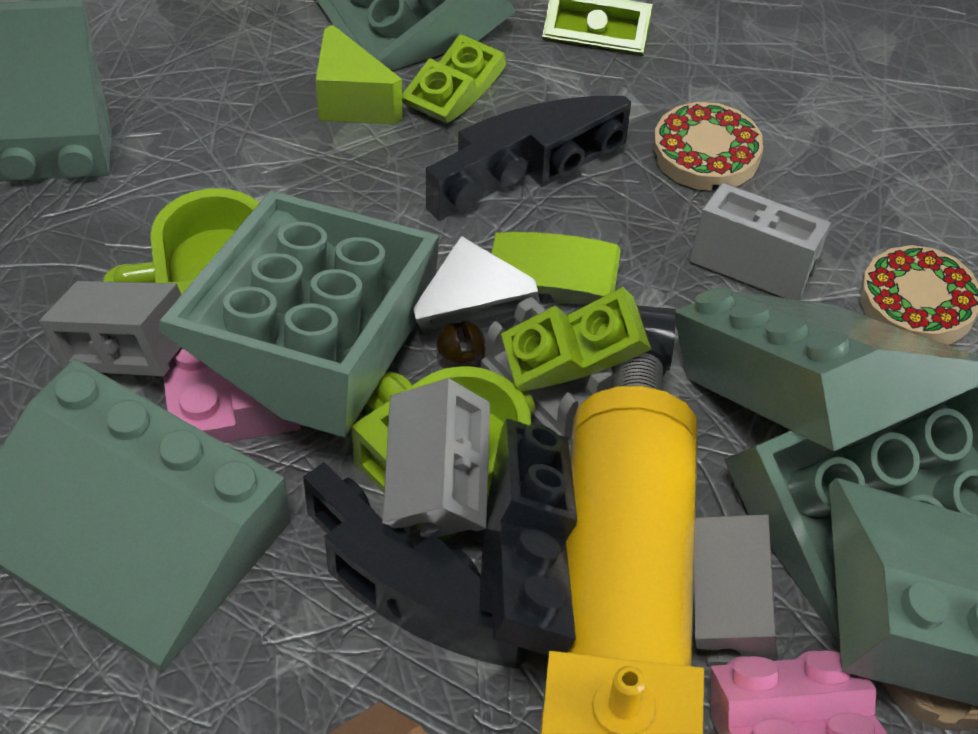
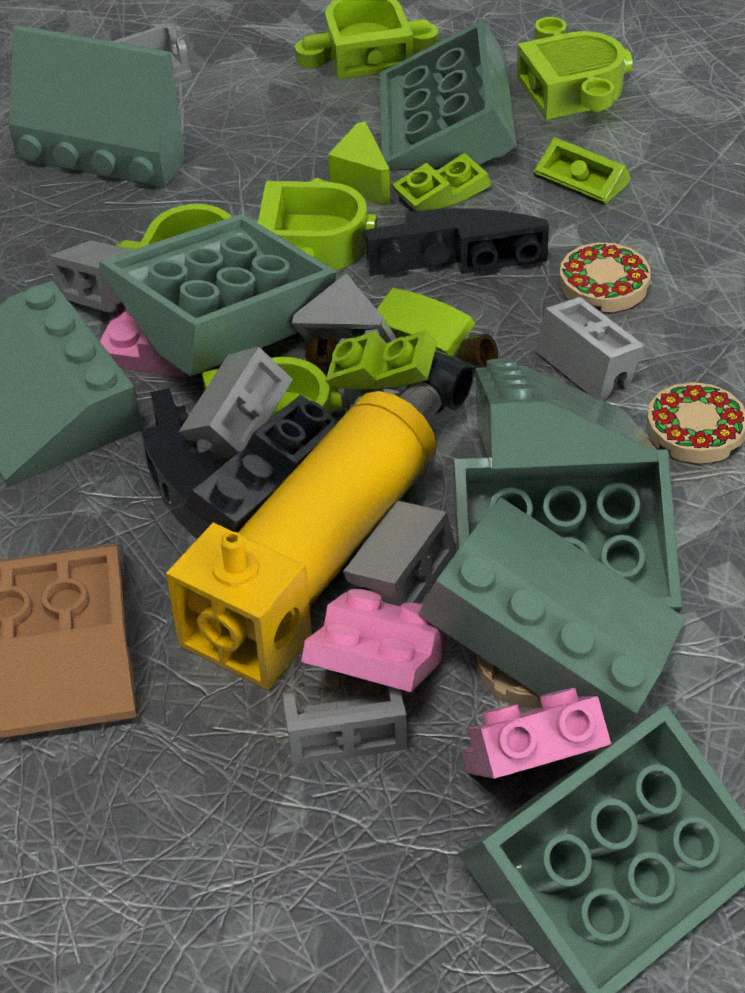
camera: 30 degrees right, 5 degrees down
(346, 164) = (318, 218): none -> lime piece
(641, 283) = (478, 350): none -> dark brown hinge

